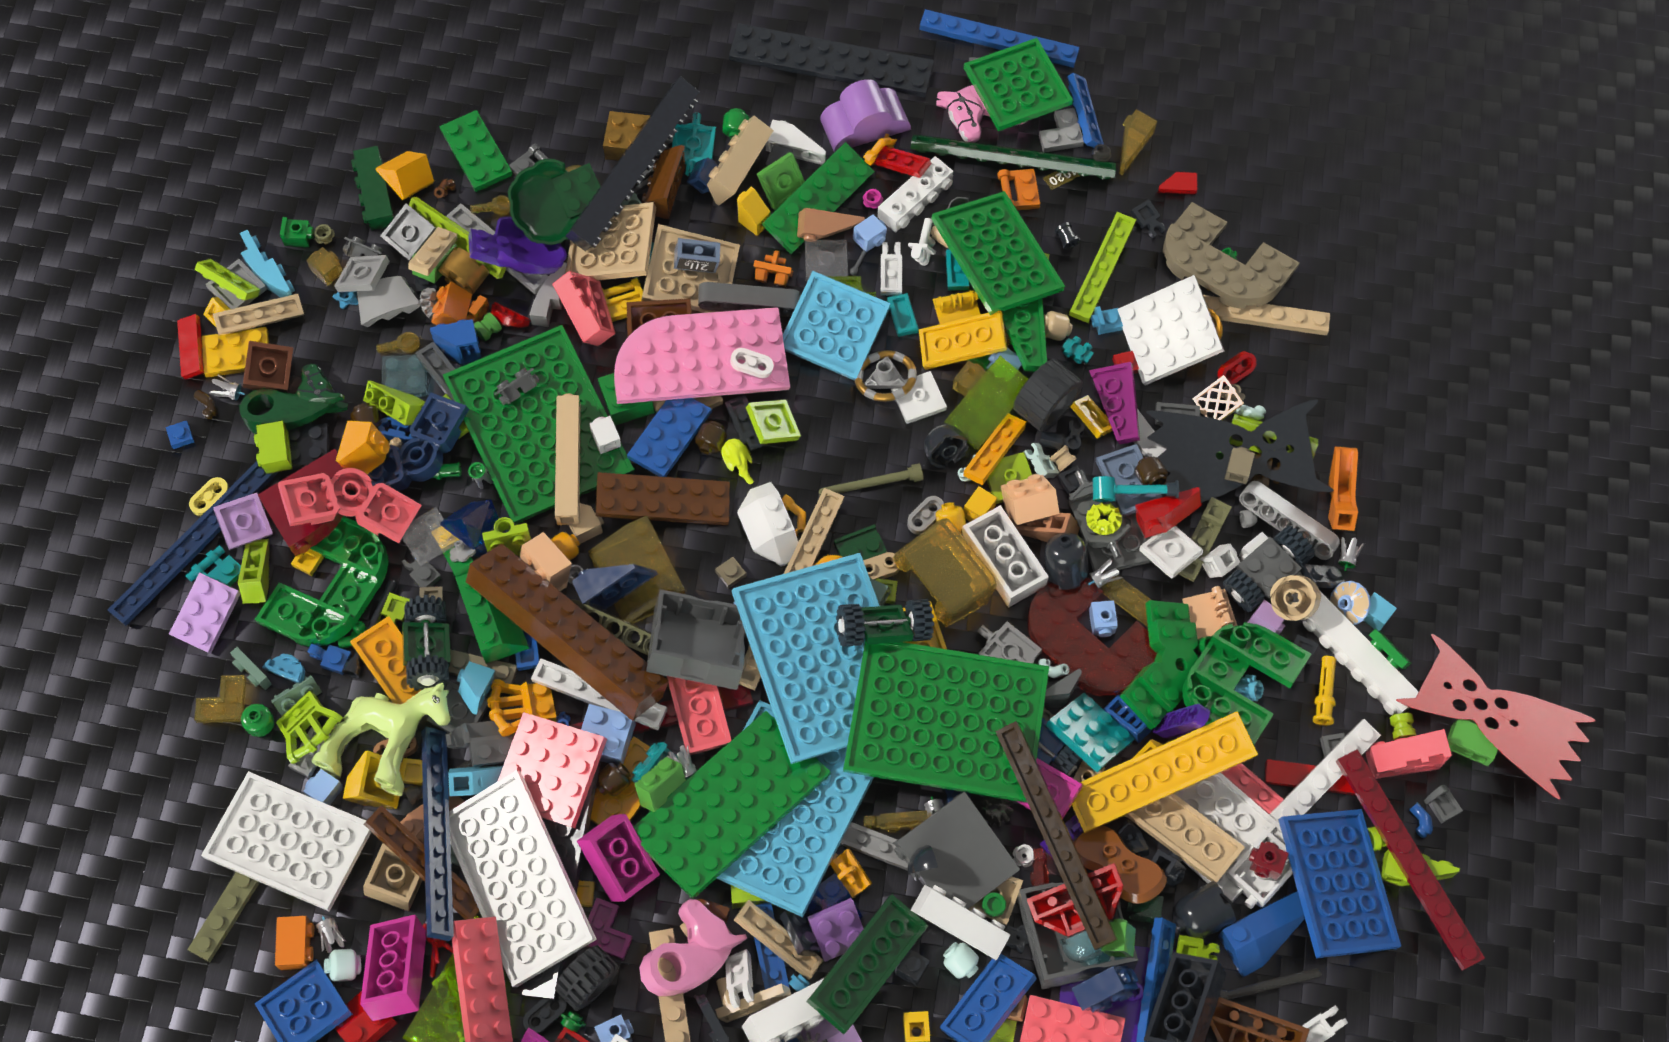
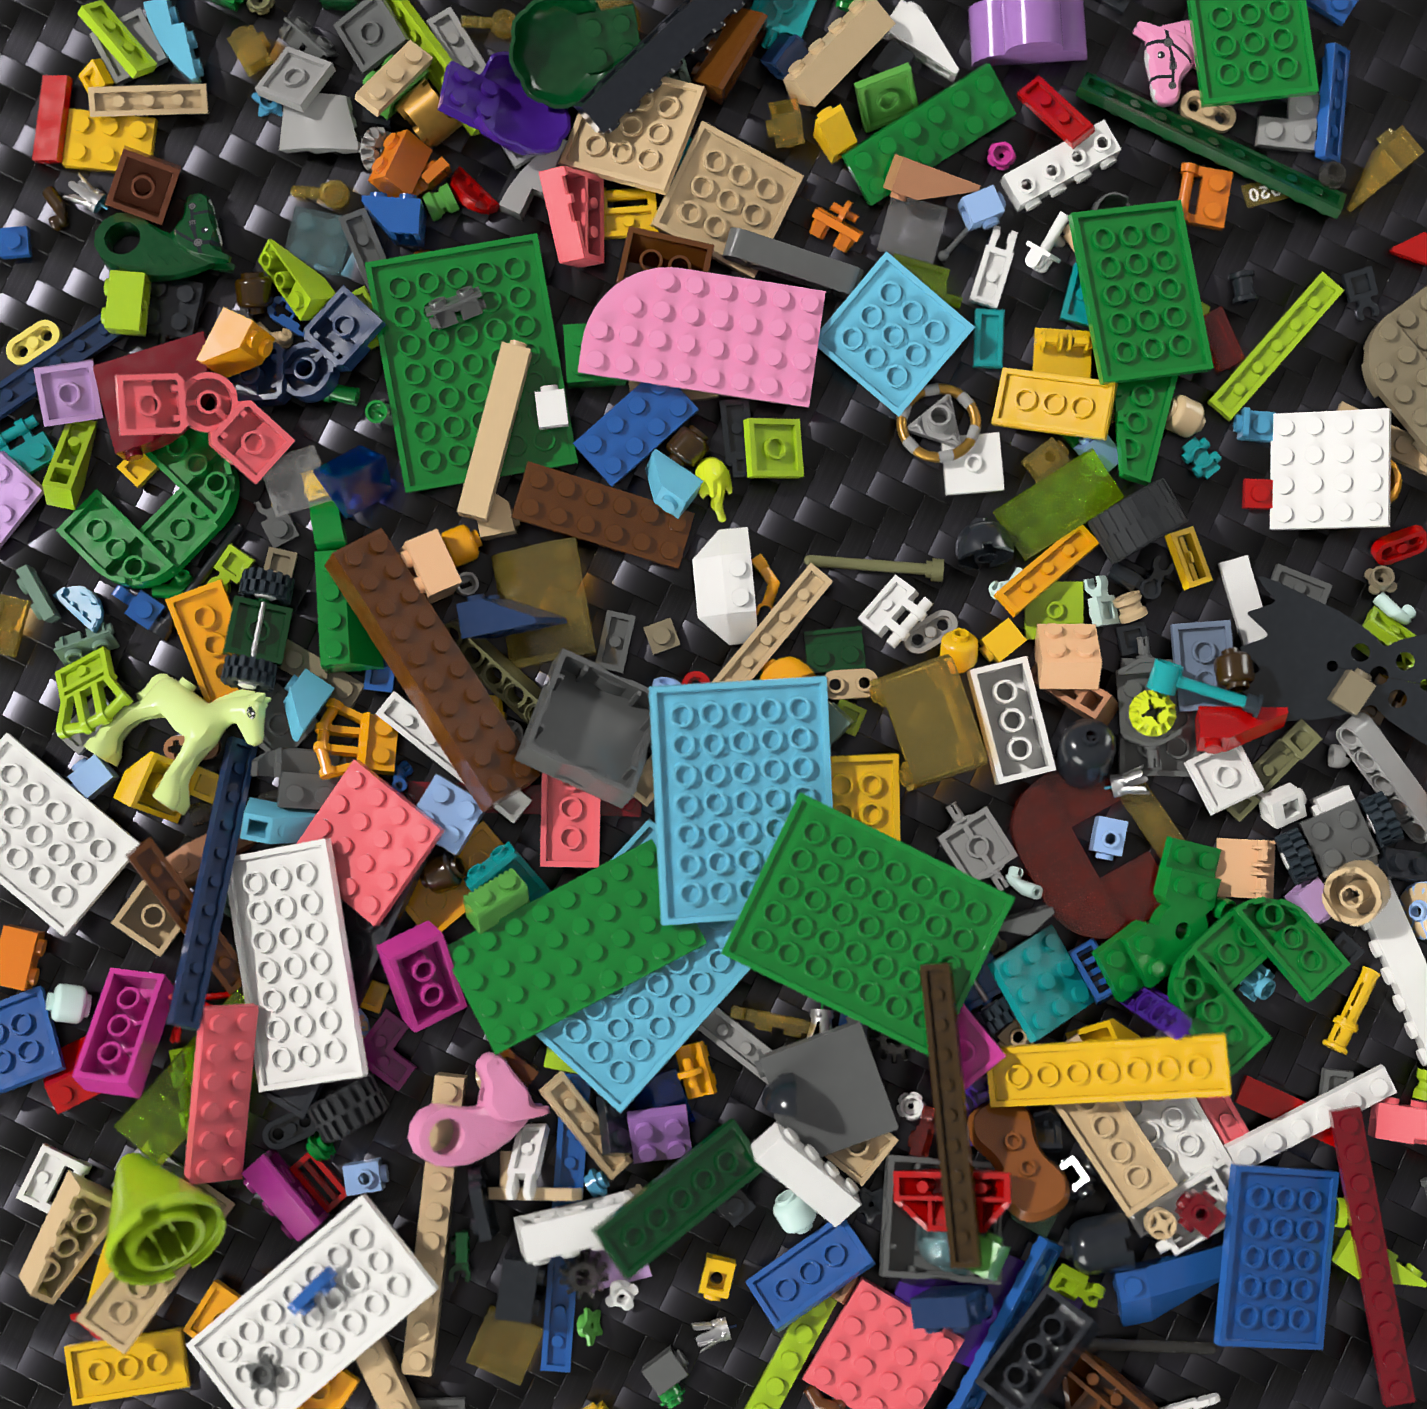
camera: 15 degrees right, 20 degrees up
(257, 720) = (28, 674): green head -> none
(329, 931) = (58, 953): flat silver piece -> none
(461, 552) = (330, 517): light grey plant -> none
(512, 539) = (404, 522): lime plate -> none
(684, 759) = (534, 882): flat silver piece -> none
(697, 255) = (739, 186): sand blue brick -> none
(697, 579) = (615, 641): none -> dark grey plate
(706, 463) = (671, 484): none -> medium azure slope
(717, 215) = (785, 123): none -> clear yellow brick
(752, 362) = (766, 366): white plate -> none
(871, 155) = (1020, 90): light orange arm -> none
(884, 623) = (828, 784): plate -> none
(890, 504) = (889, 606): none -> white plate
(994, 905) = (854, 1160): green tile -> none
(1003, 137) = (1206, 116): none -> tan plate
(1066, 272) = (1222, 340): none -> clear red tile
(1118, 395) = (1231, 538): magenta wing -> none
(1227, 412) = (1354, 565): light nougat window -> none
(1245, 875) = (1163, 1228): none -> tan wheel
(1424, 820) = (1411, 1206): blue arm -> none

